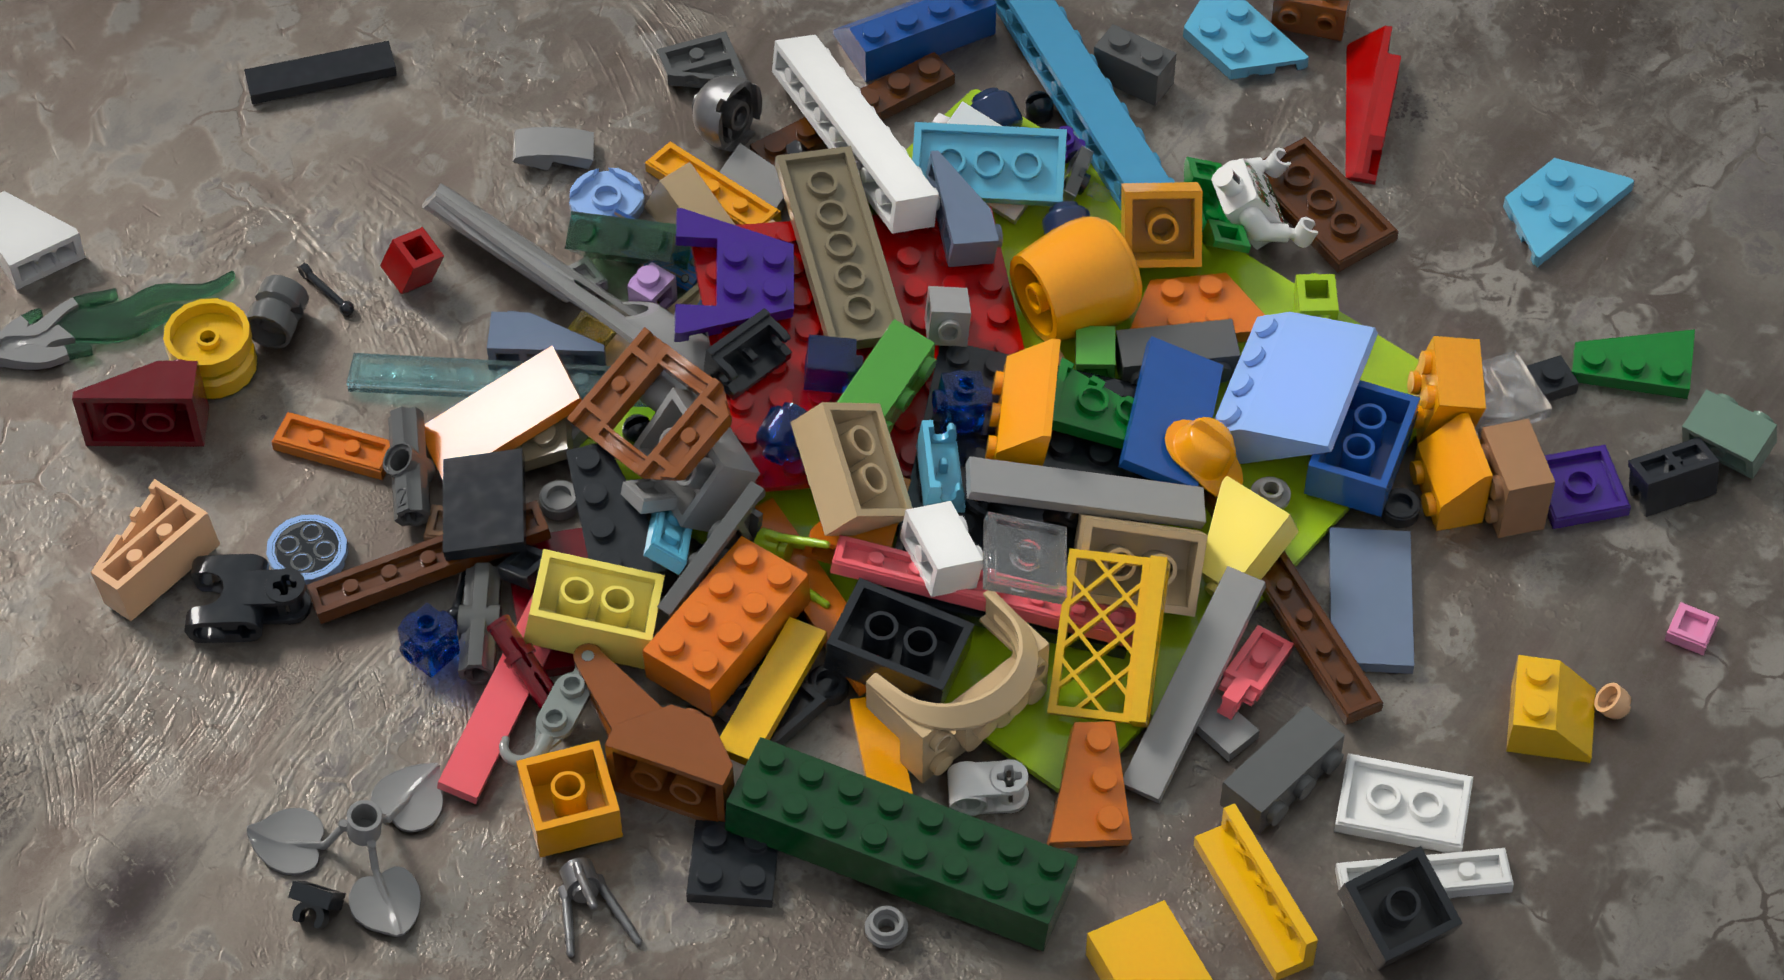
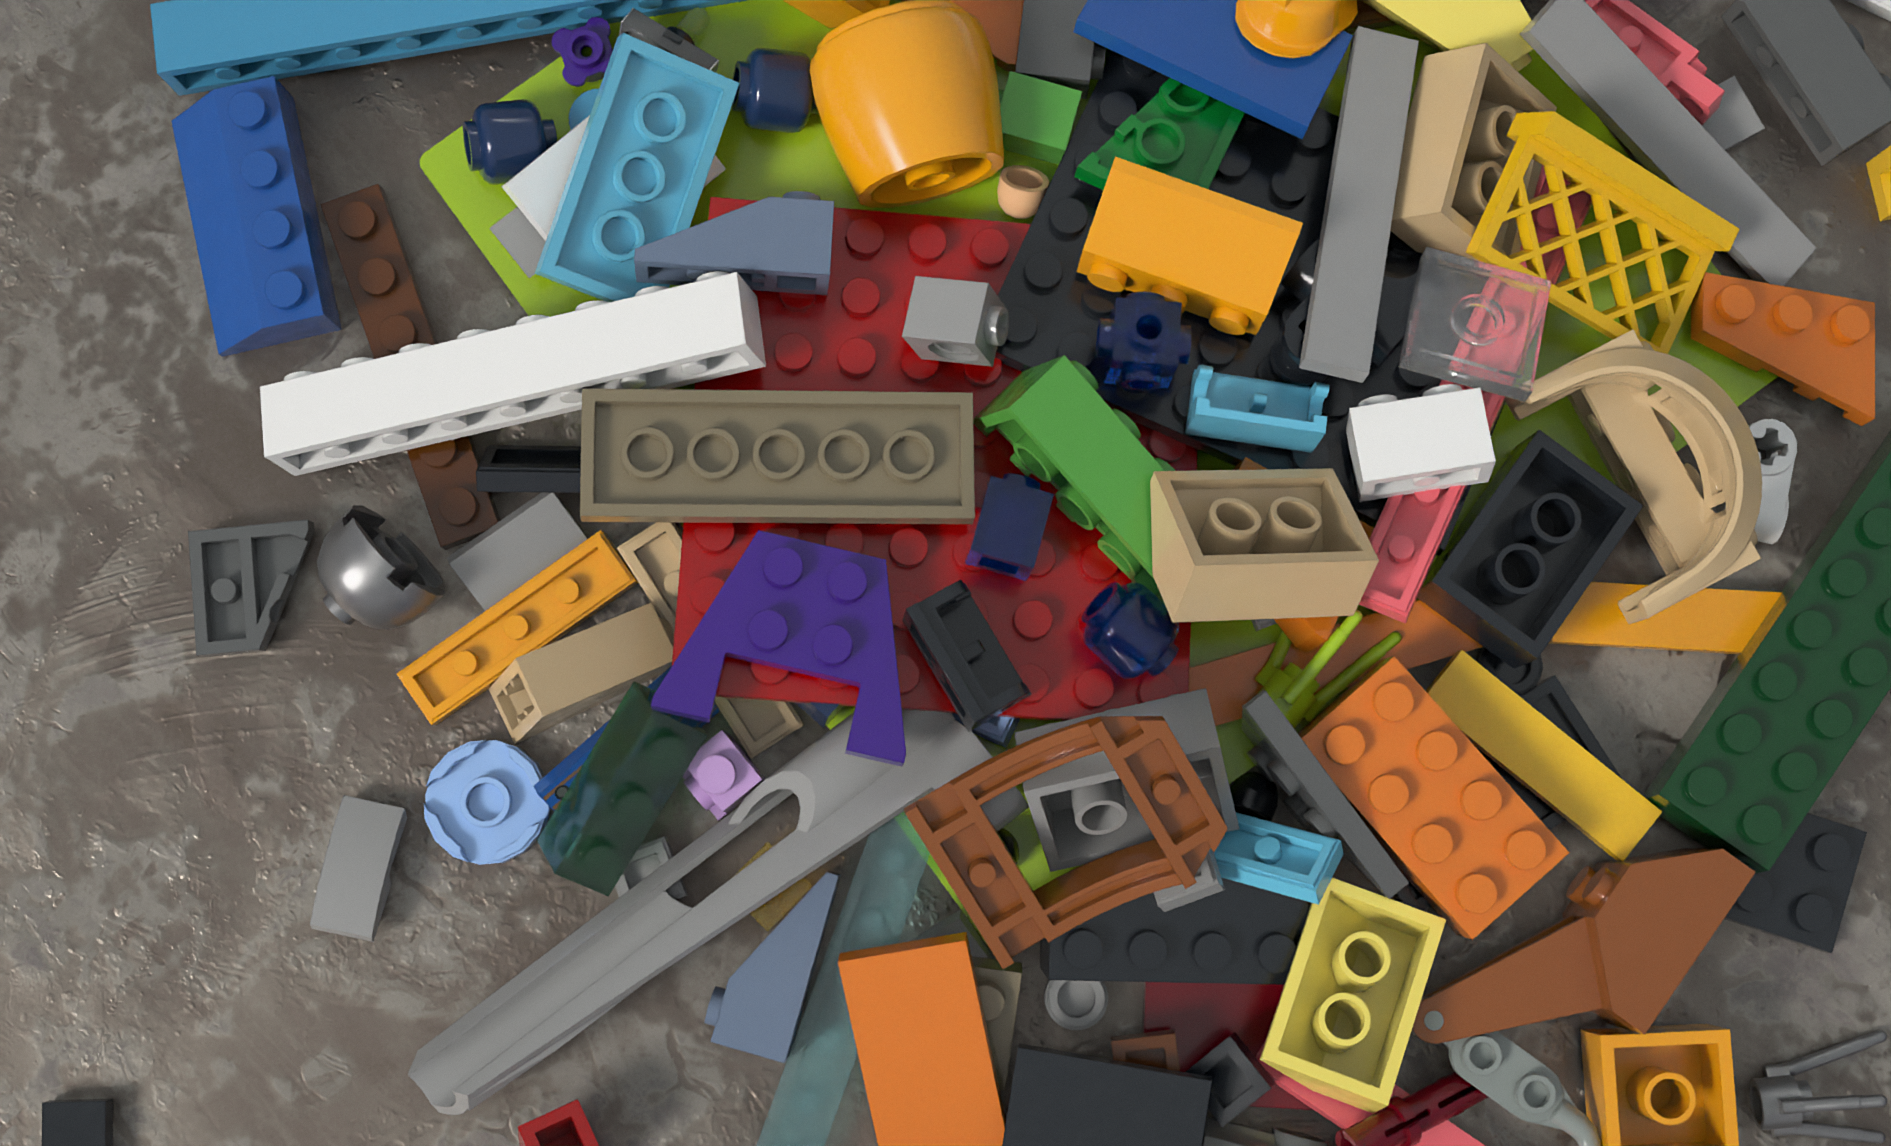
camera: 75 degrees left, 30 degrees up
(1038, 107) = (491, 71): black hinge -> none

